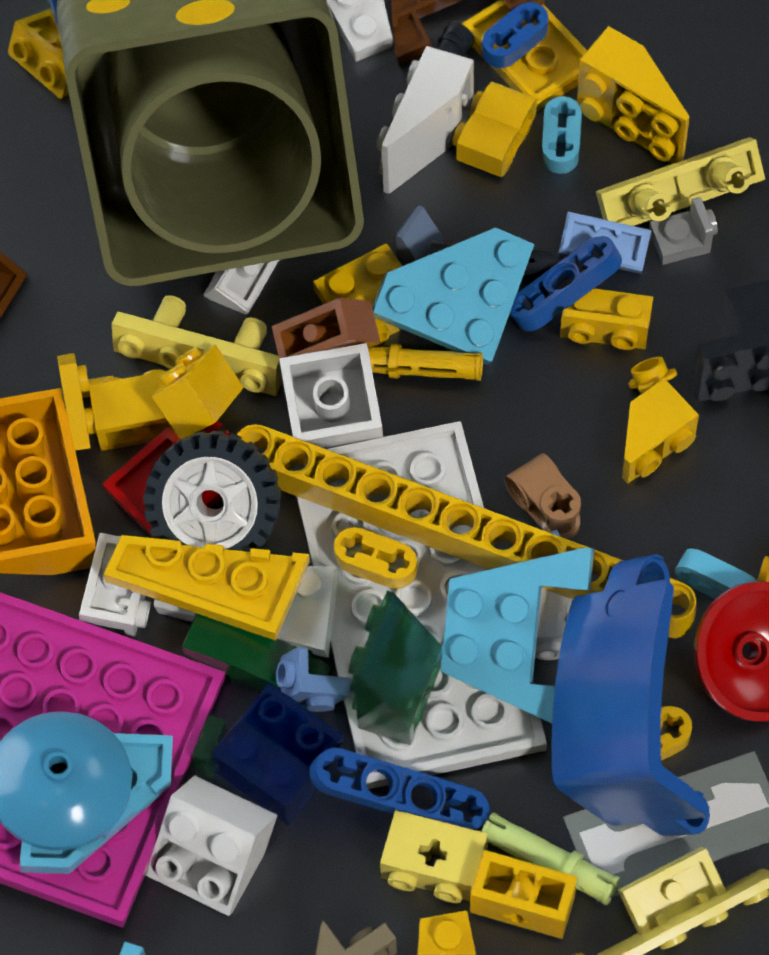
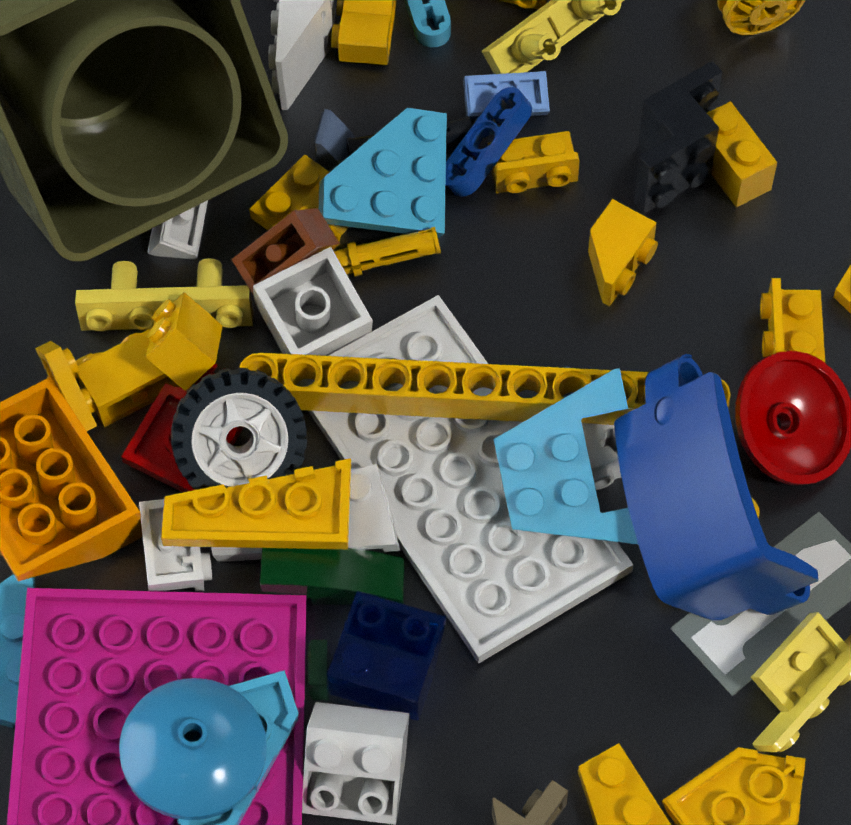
camera: 20 degrees left, 0 degrees up
(316, 691) = (402, 584): medium blue bracket -> none
(375, 559) = (409, 443): yellow beam -> none
(393, 671) = (475, 542): clear green slope -> none
(401, 783) = (516, 646): blue beam -> none
(415, 840) = (593, 696): light yellow brick -> none
(523, 894) = (669, 710): yellow brick -> none
(540, 852) = (676, 669): yellowish green pin -> none
(545, 496) = (542, 338): medium nougat piece -> none
(649, 373) = (594, 200): yellow plate -> none
(684, 233) = (575, 66): light grey bracket -> none
(709, 573) = (727, 362): medium azure beam -> none

